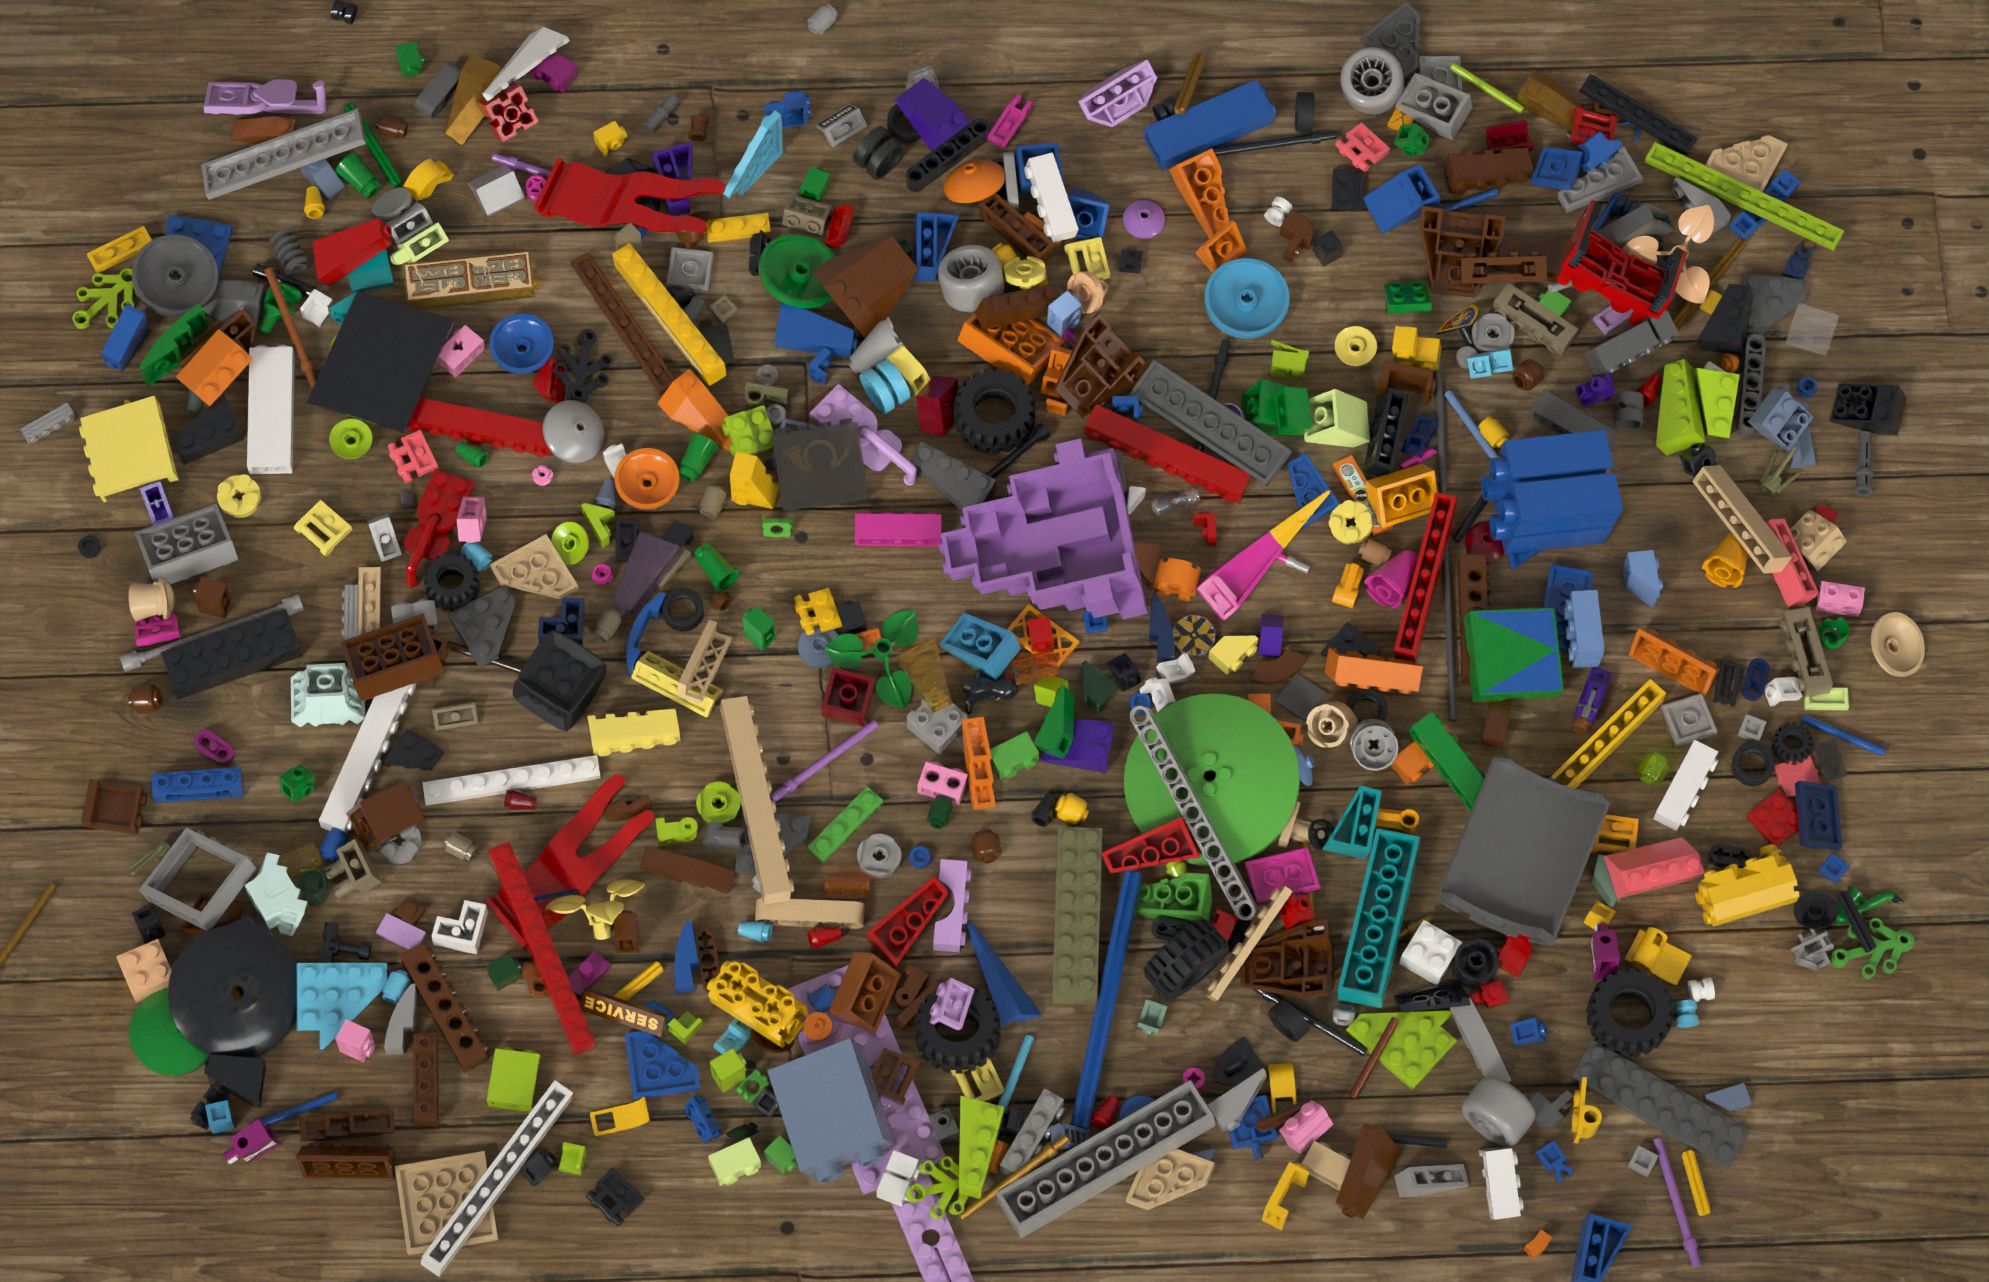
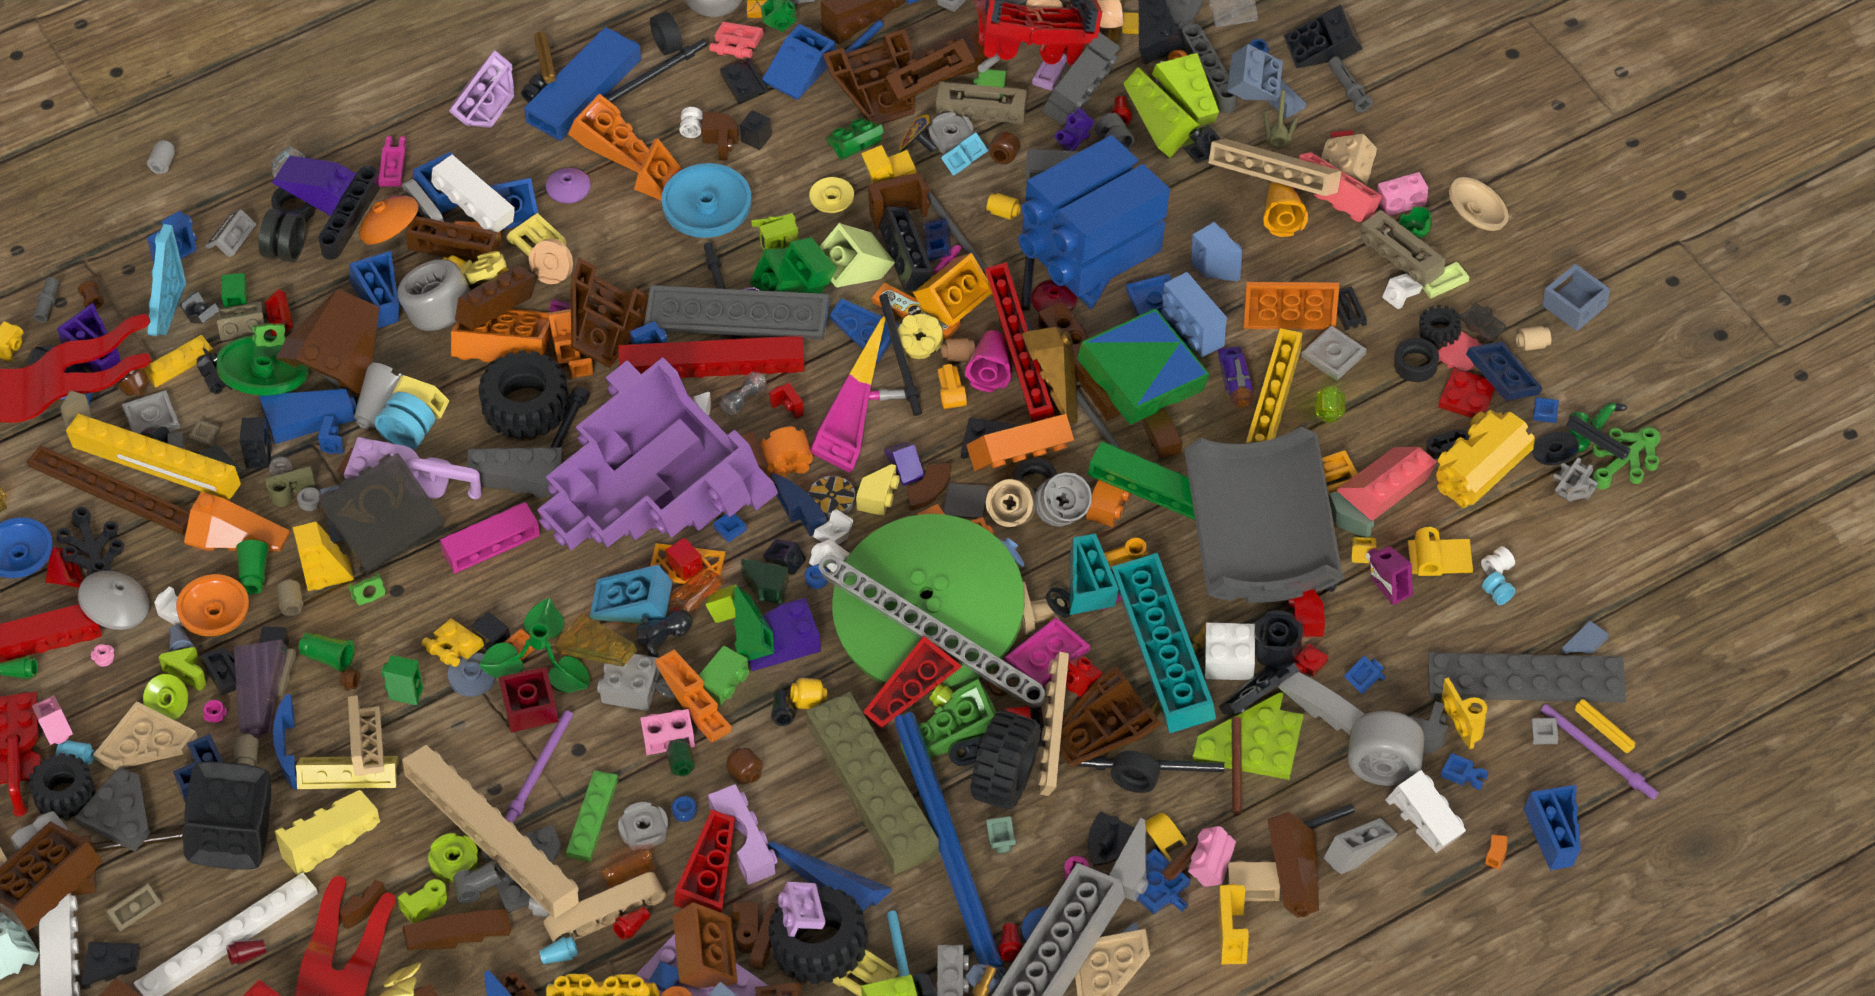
camera: 25 degrees left, 15 degrees down
(686, 625) = (311, 689): black tyre -> none
(748, 431) = (288, 514): lime plate -> none
(756, 344) = (255, 442): none -> black brick
(777, 187) = (198, 310): none -> black bracket
(811, 239) = (259, 330): none -> bright green piece
(935, 405) = (463, 415): dark red panel -> none
(1064, 313) = (541, 286): light blue brick -> none
(1130, 261) = (577, 222): black tile -> none
(1314, 573) = (911, 391): none -> black bar
(1343, 1012) = (1182, 741): light grey tile -> none
(1444, 610) = (1056, 356): none -> pearl gold wedge
(1462, 354) = (935, 162): light grey tile -> none
(1470, 424) = (987, 215): medium blue bar -> none
(1639, 986) = (1454, 585): black tyre -> none
(1685, 786) = (1369, 404): white brick -> none
(1752, 728) = (1395, 331): light grey plate -> none
(1754, 680) = (1371, 294): clear blue plate -> none
(1843, 735) = (1482, 300): blue bar -> none
(1864, 796) = (1533, 338): none -> tan brick
(1924, 780) = (1578, 299): none -> sand blue piece

